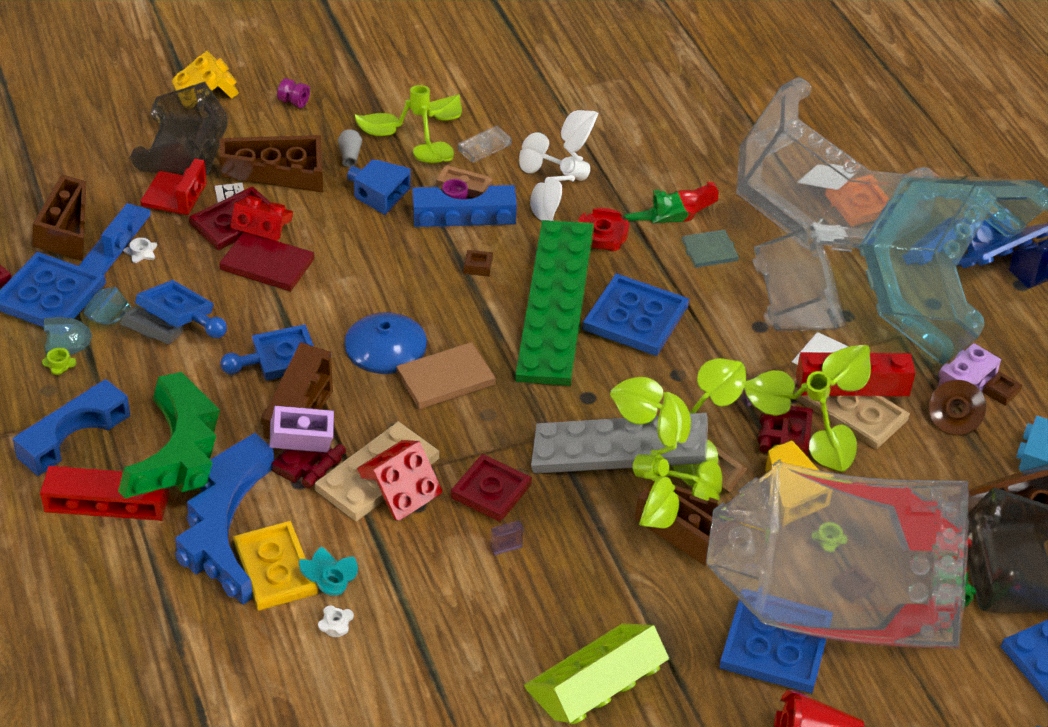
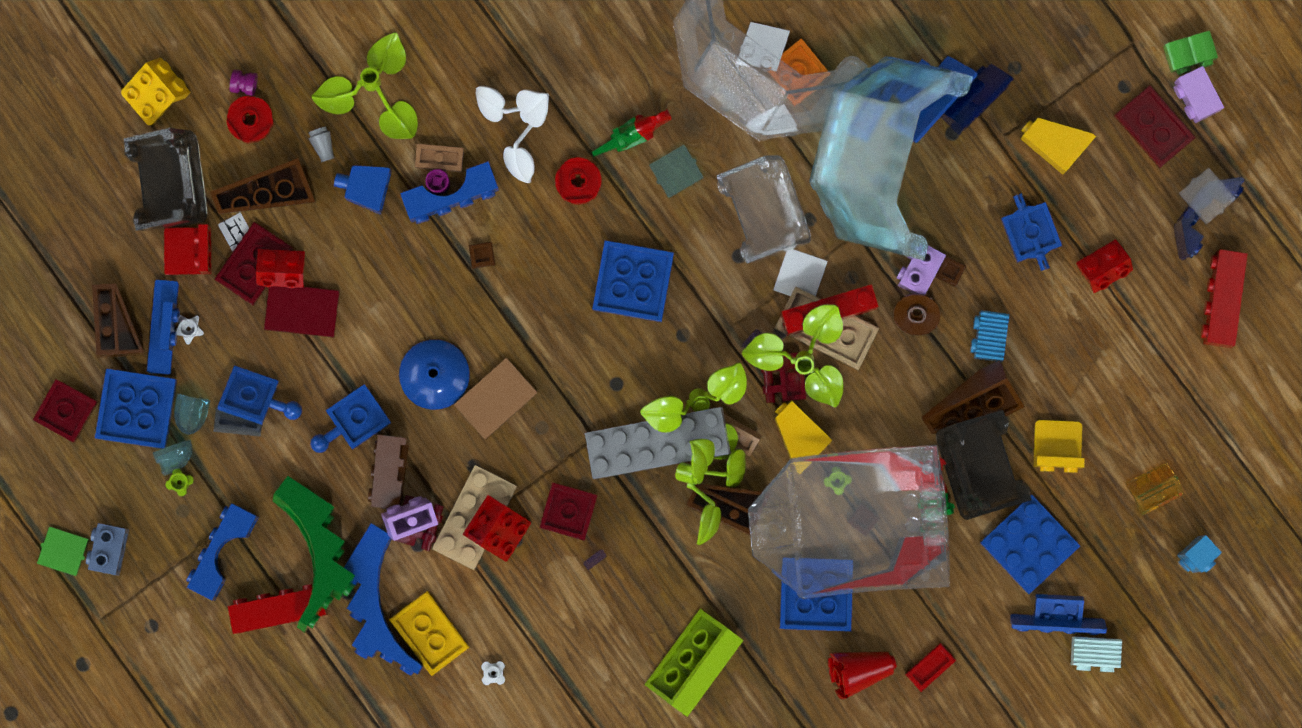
camera: 15 degrees left, 40 degrees up
(297, 123) = (251, 106): none -> red plate
(328, 573) = (472, 626): teal plate -> none
(484, 144) = (440, 94): clear plate -> none
(555, 303) = (562, 287): green plate -> none

